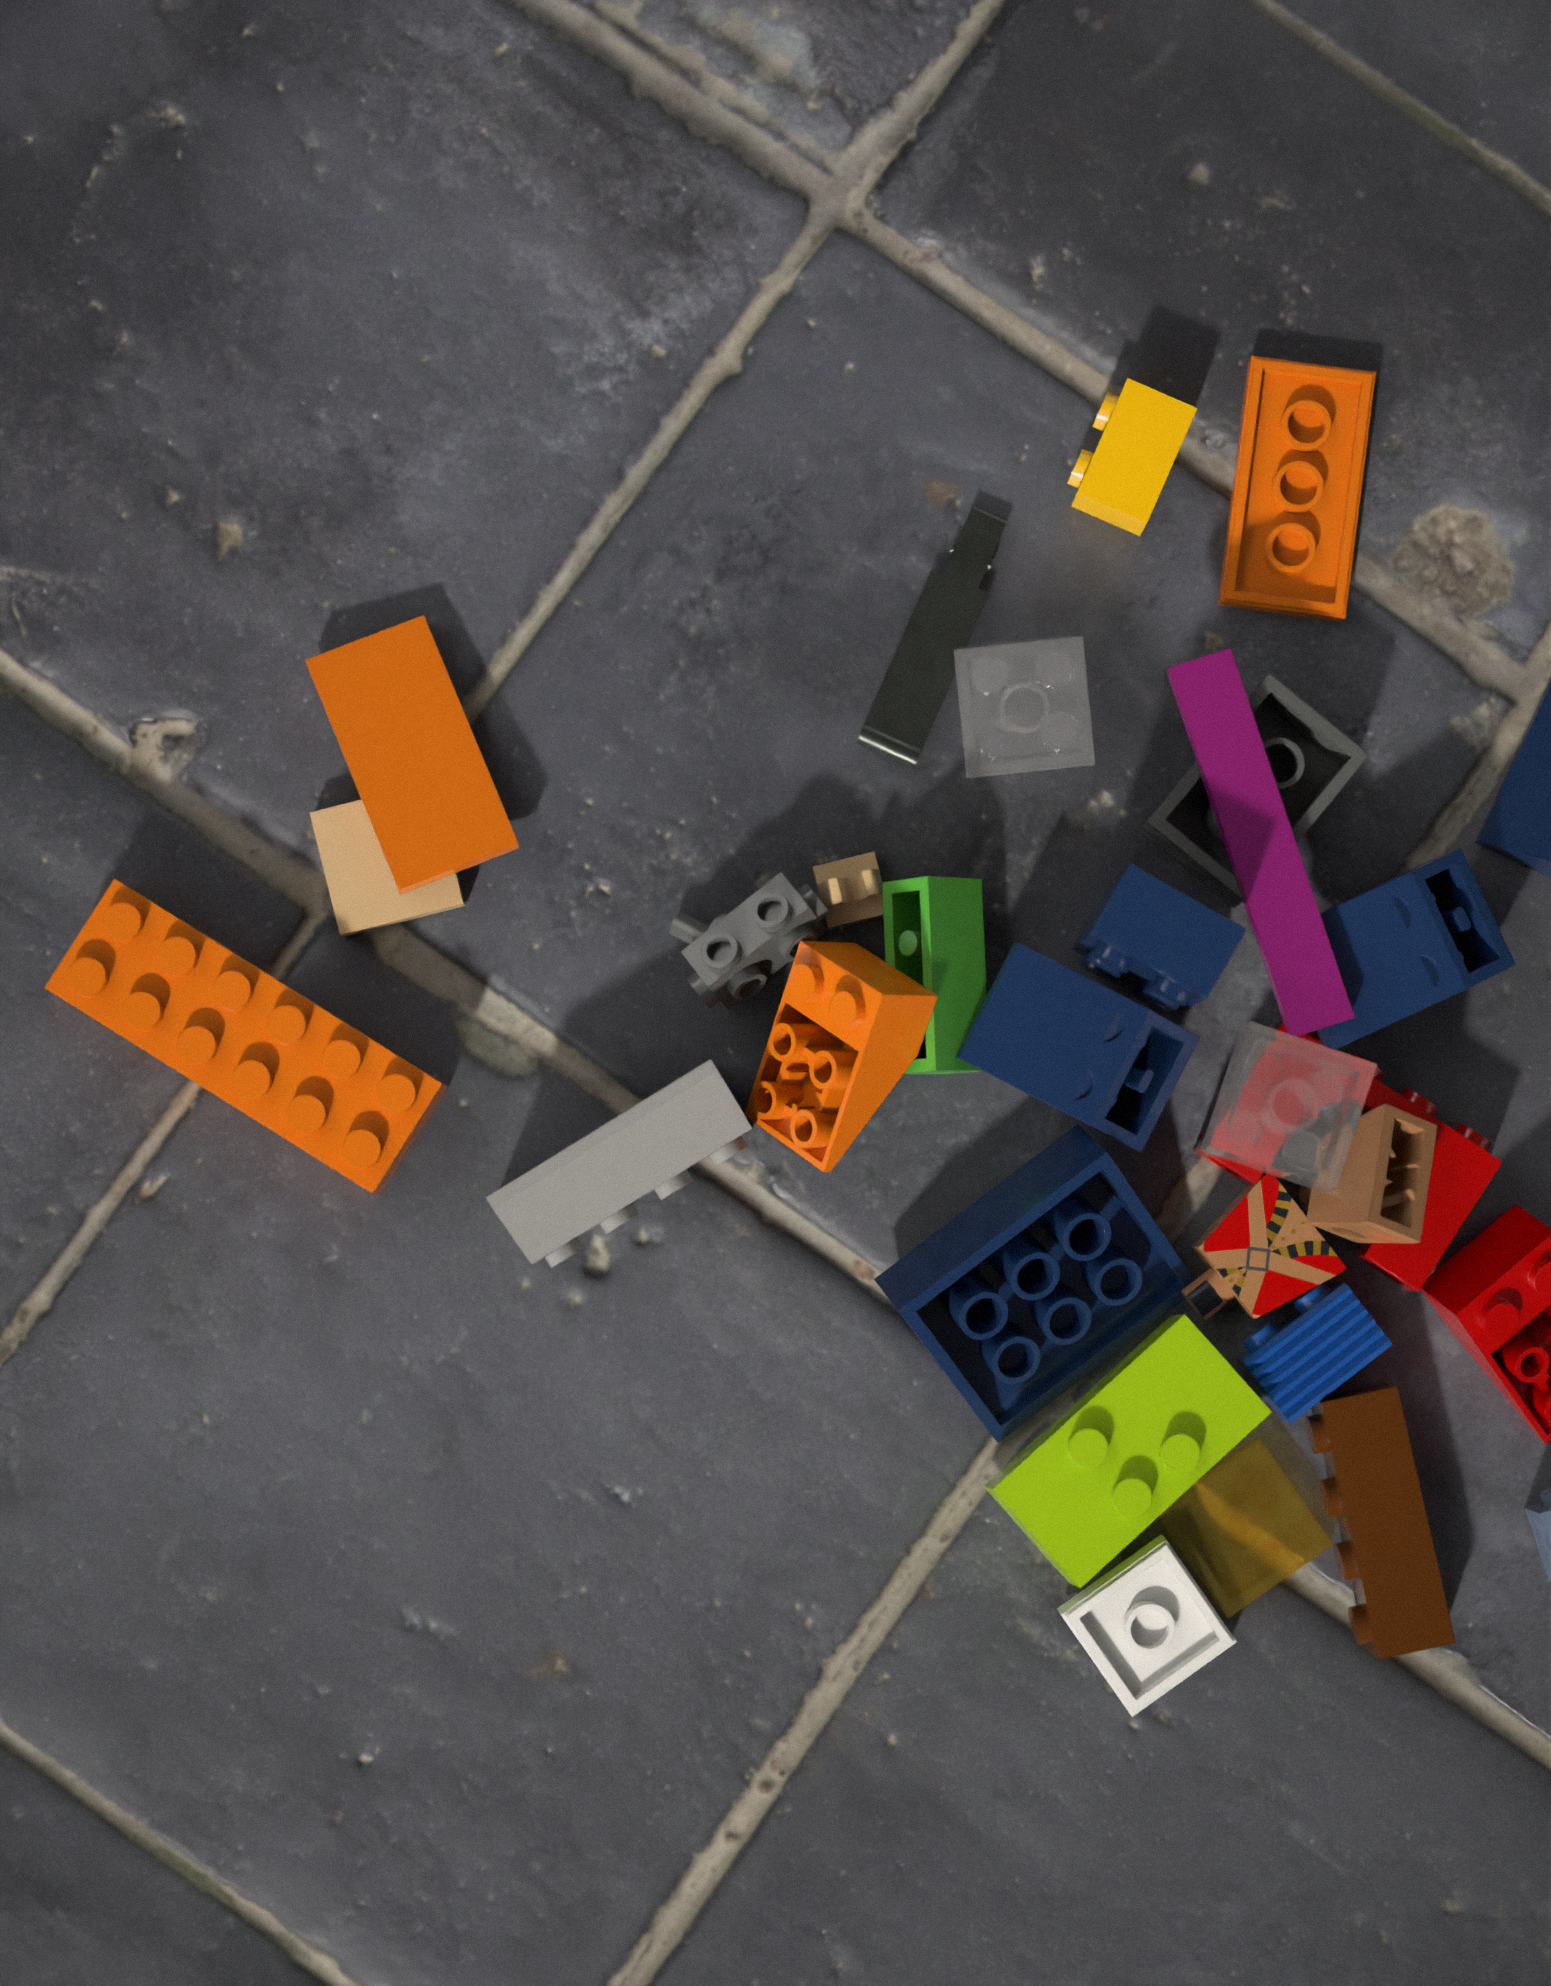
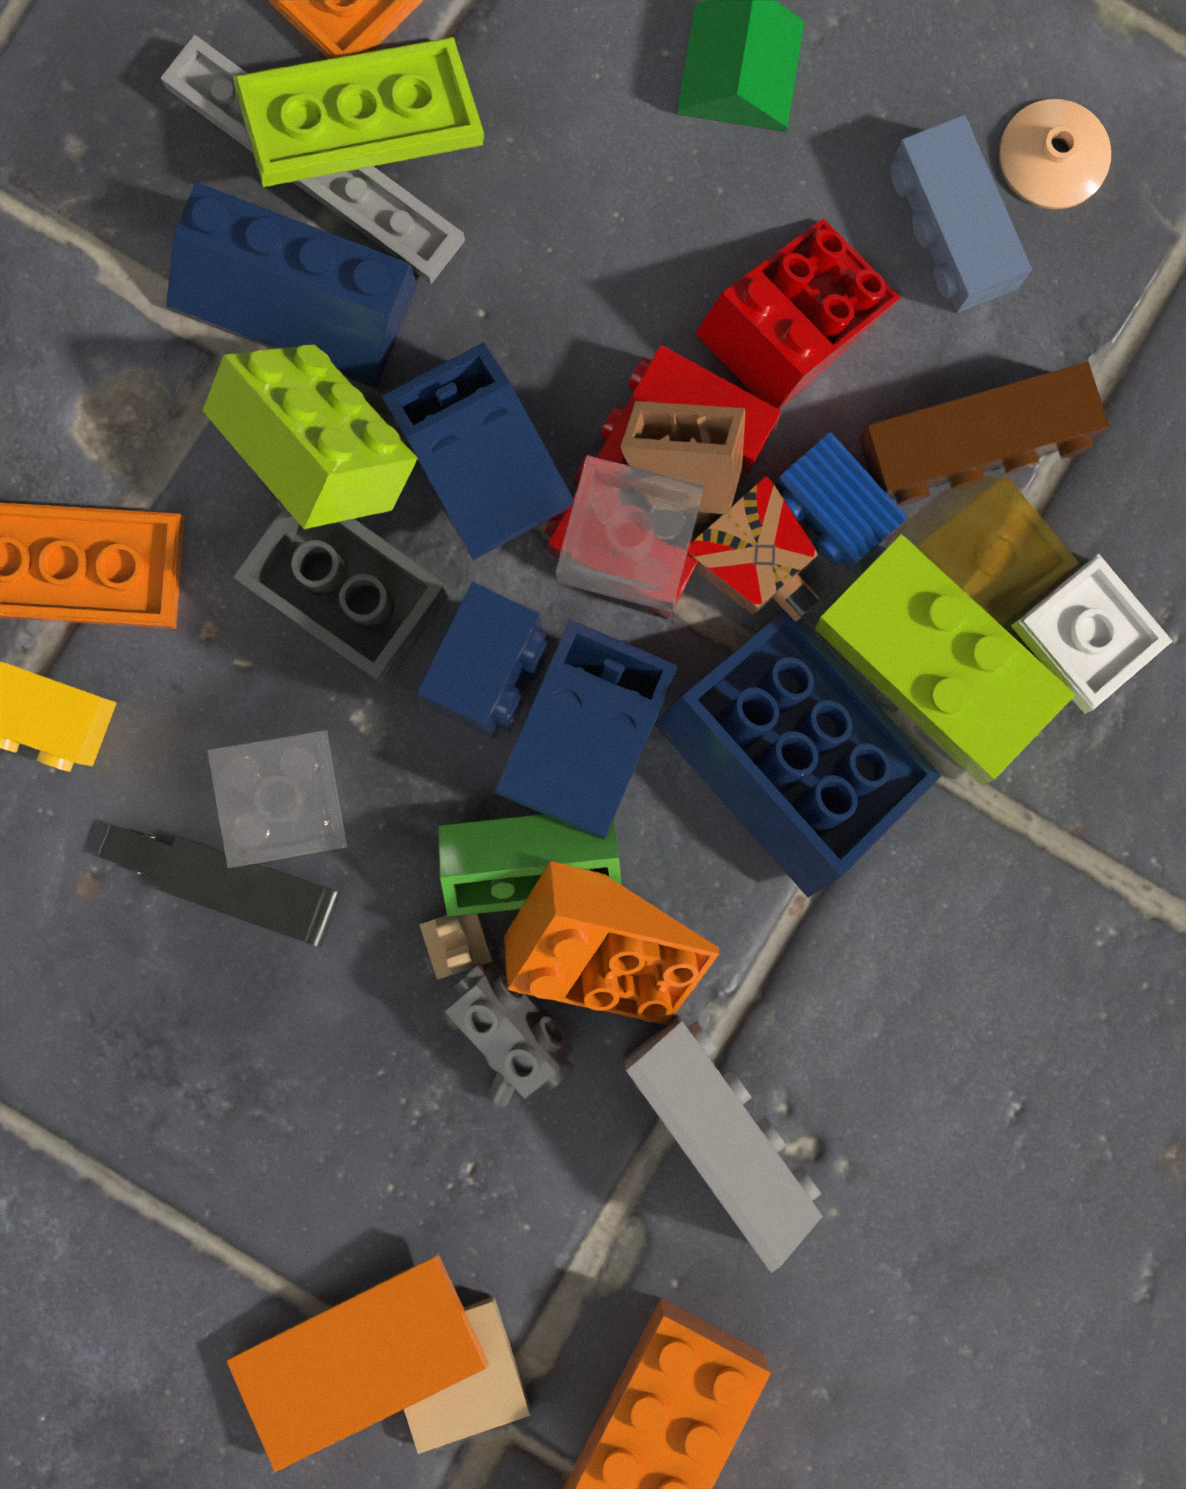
camera: 90 degrees left, 0 degrees up
(1260, 843) = (388, 575): magenta tile -> none
(1421, 766) = (308, 434): none -> lime brick

